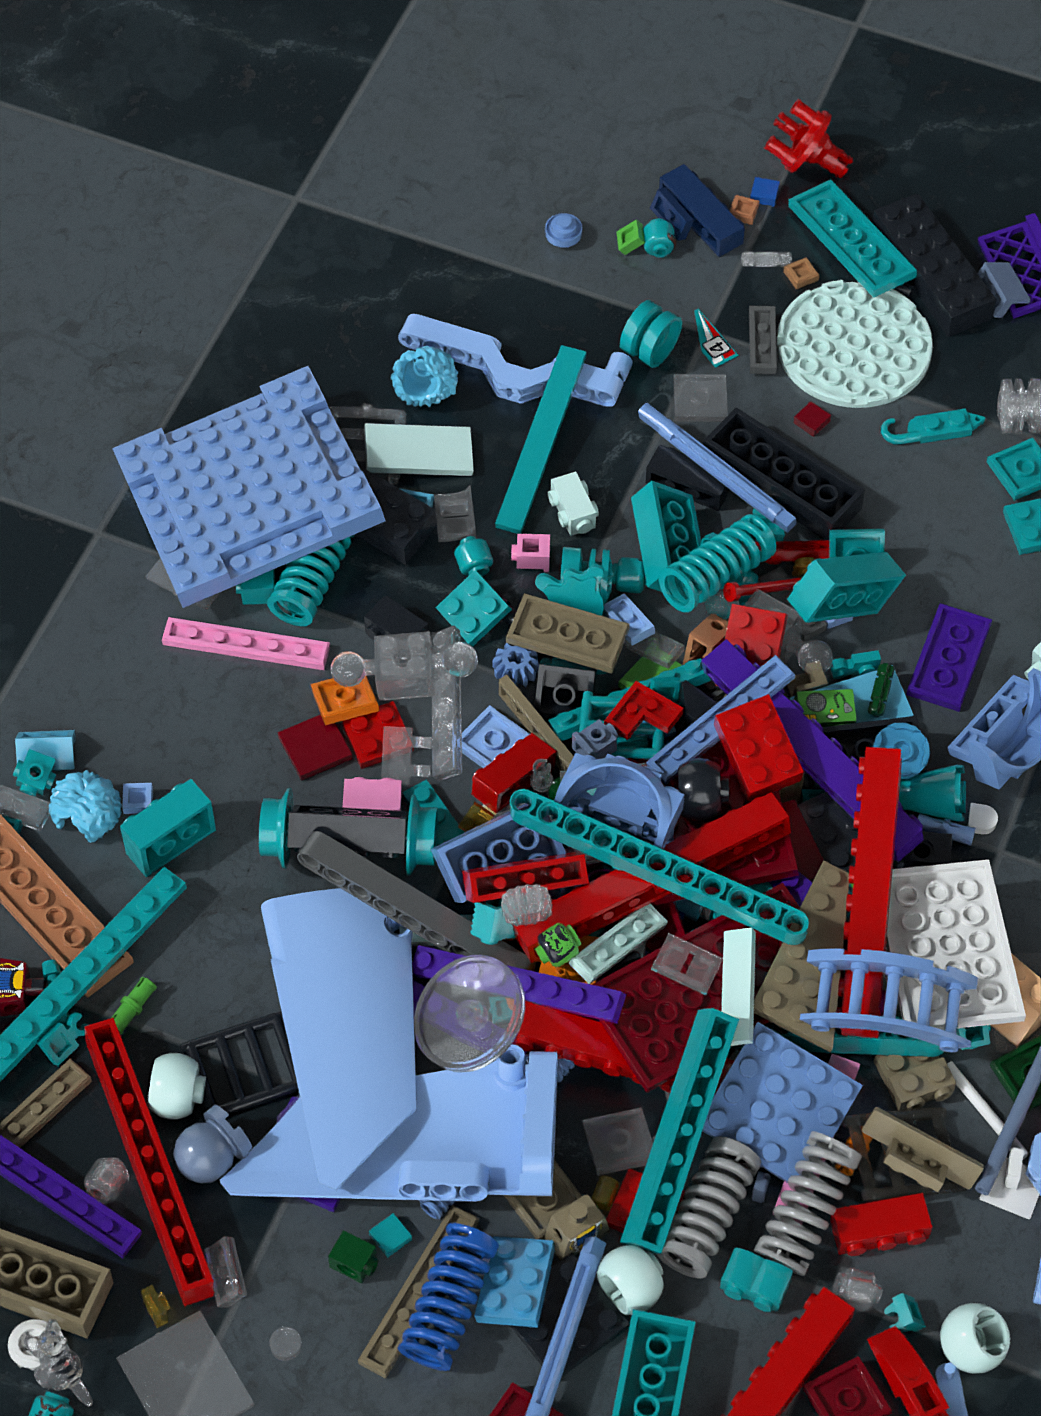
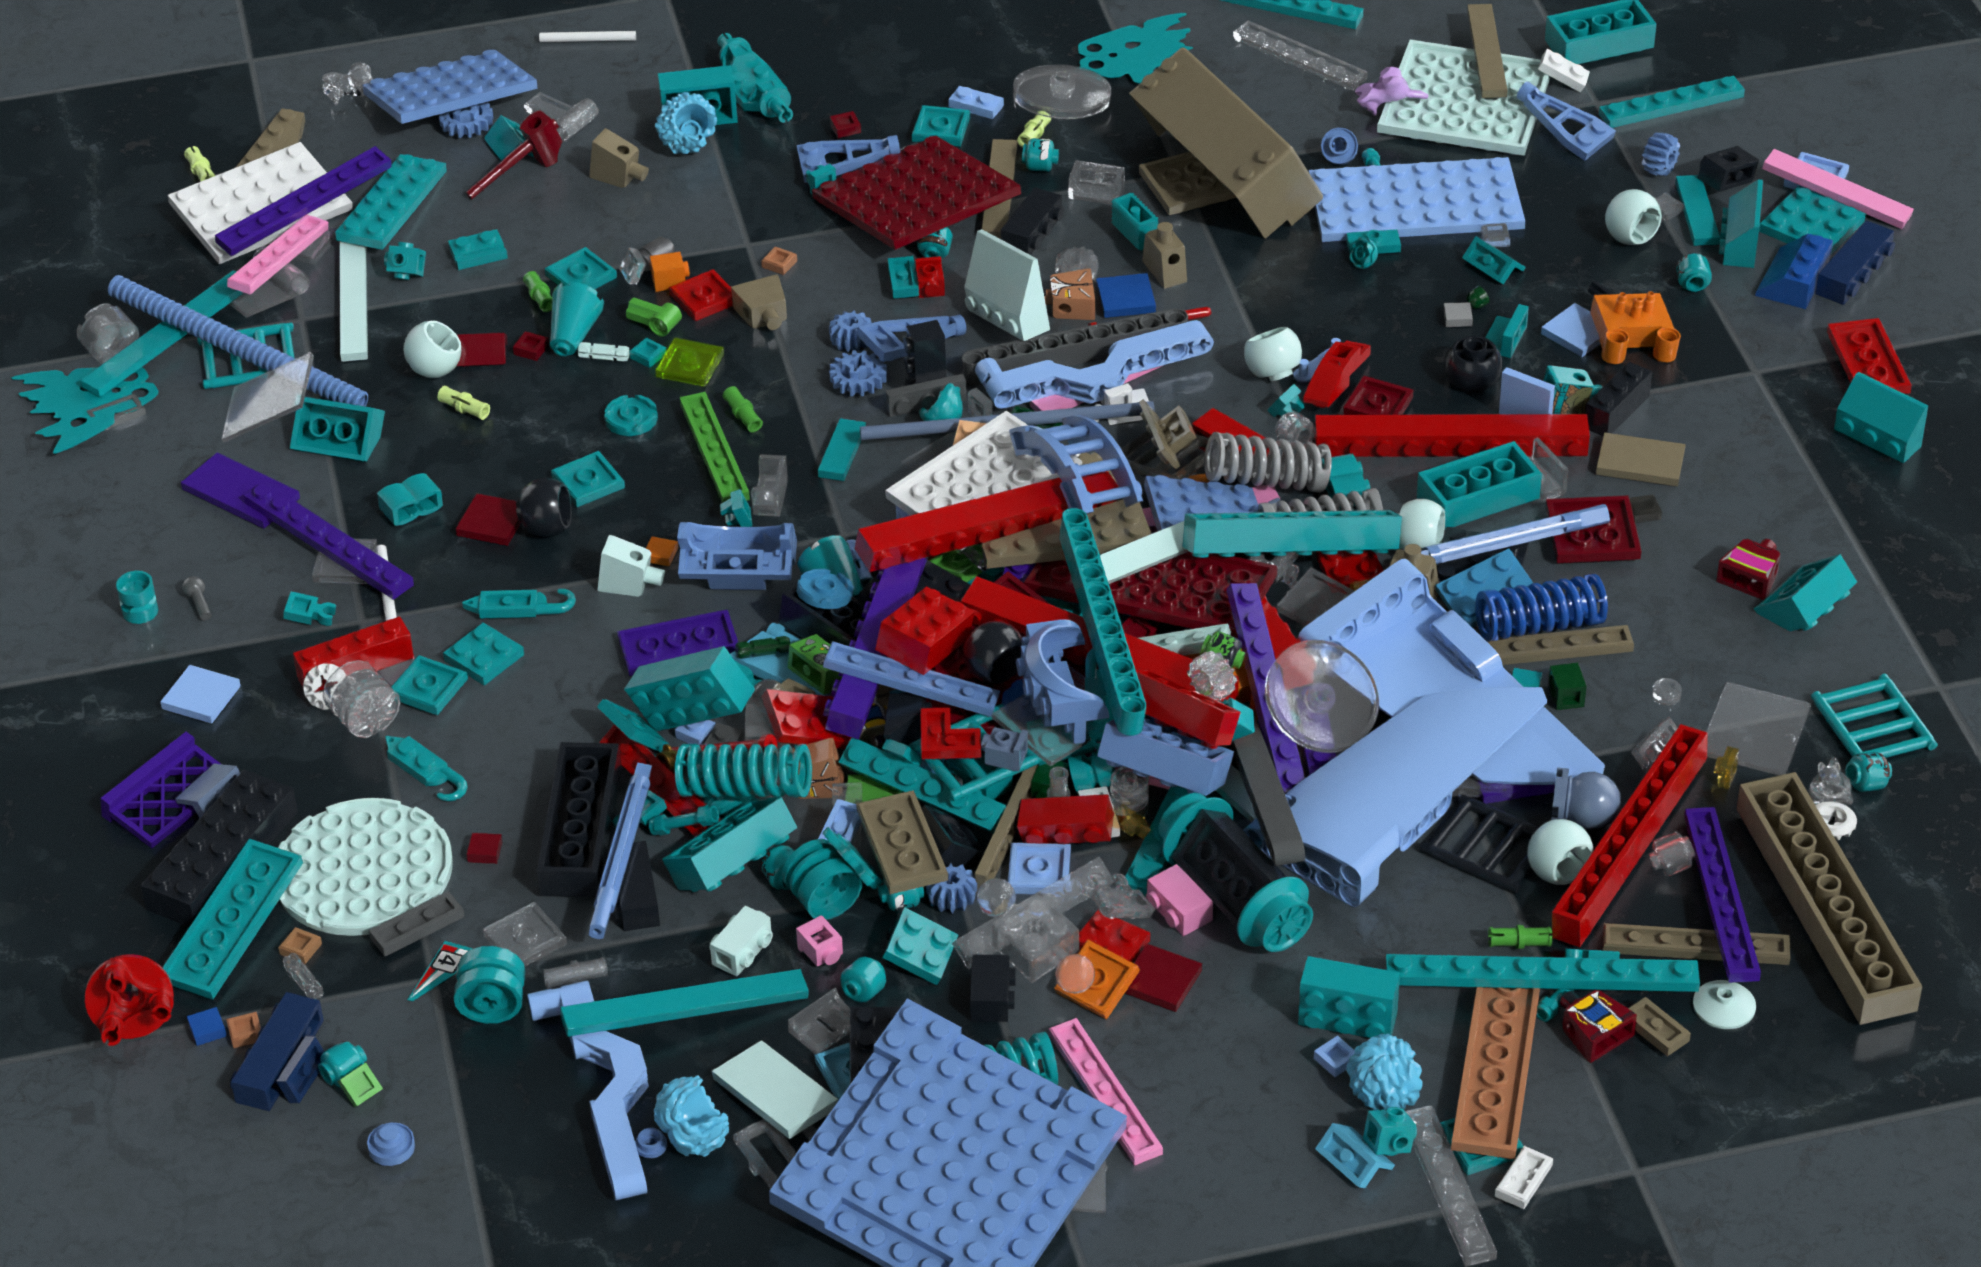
camera: 125 degrees left, 15 degrees down
(634, 402) = (575, 972): none -> clear pin
(701, 970) = (1158, 585): clear piece -> none

